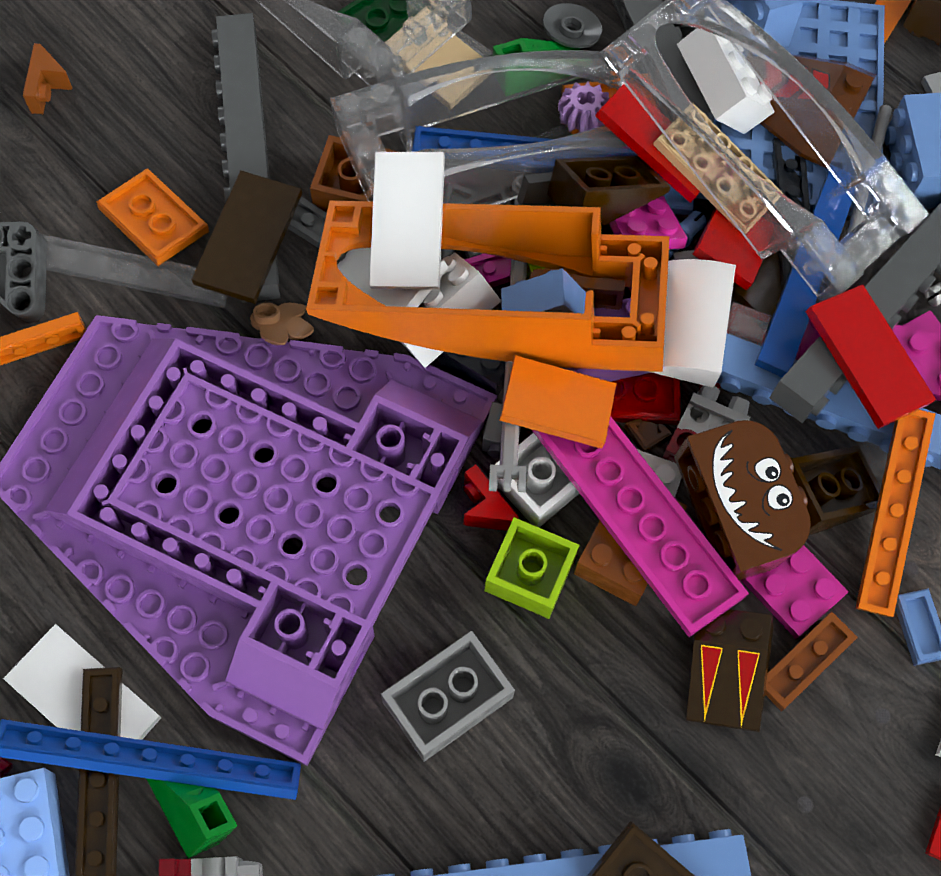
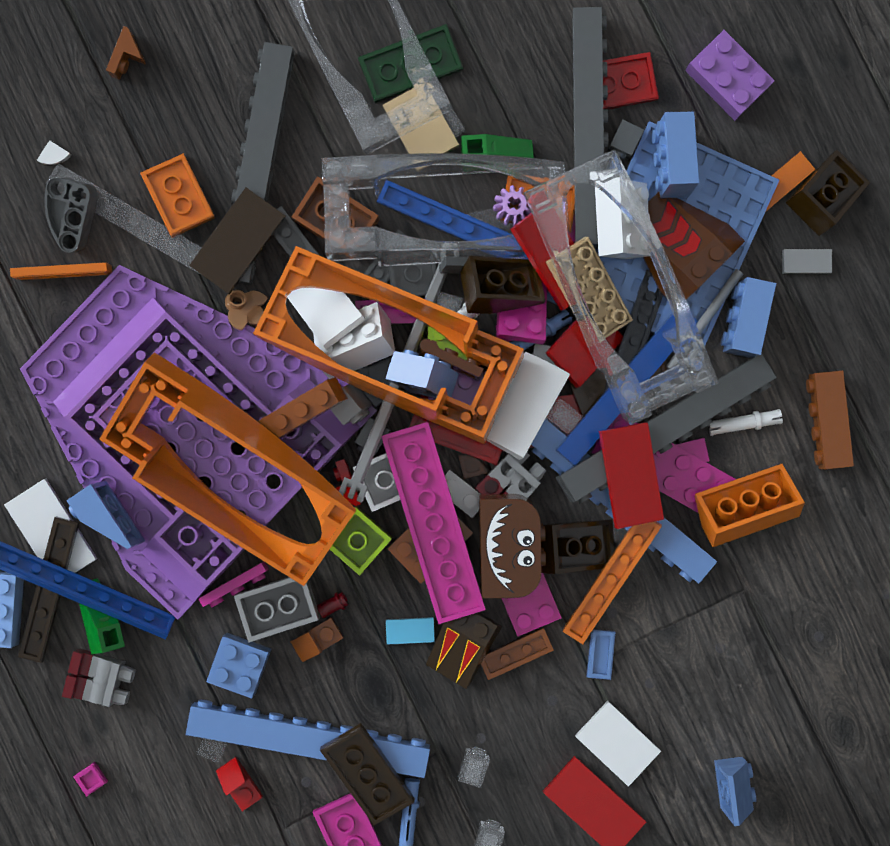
camera: 20 degrees right, 20 degrees up
(142, 623) = (103, 512): none -> medium blue slope
(157, 494) = (173, 480): none -> orange windscreen
(351, 713) = (234, 586): none -> dark pink plate
(396, 399) = (304, 408): none -> dark orange brick
(407, 220) = (343, 283): white tile -> none
(417, 803) = (238, 665): none -> medium blue brick
(462, 382) = (354, 408): none -> light grey brick
(517, 733) = (317, 639): none -> dark orange slope
(526, 672) = (333, 604): none -> dark red pin
(558, 402) = (406, 444): orange tile -> none
(572, 25) = (539, 118): dark grey dish -> none
(646, 677) = (410, 630): none -> medium azure tile
(815, 845) = (474, 767): none -> clear brick

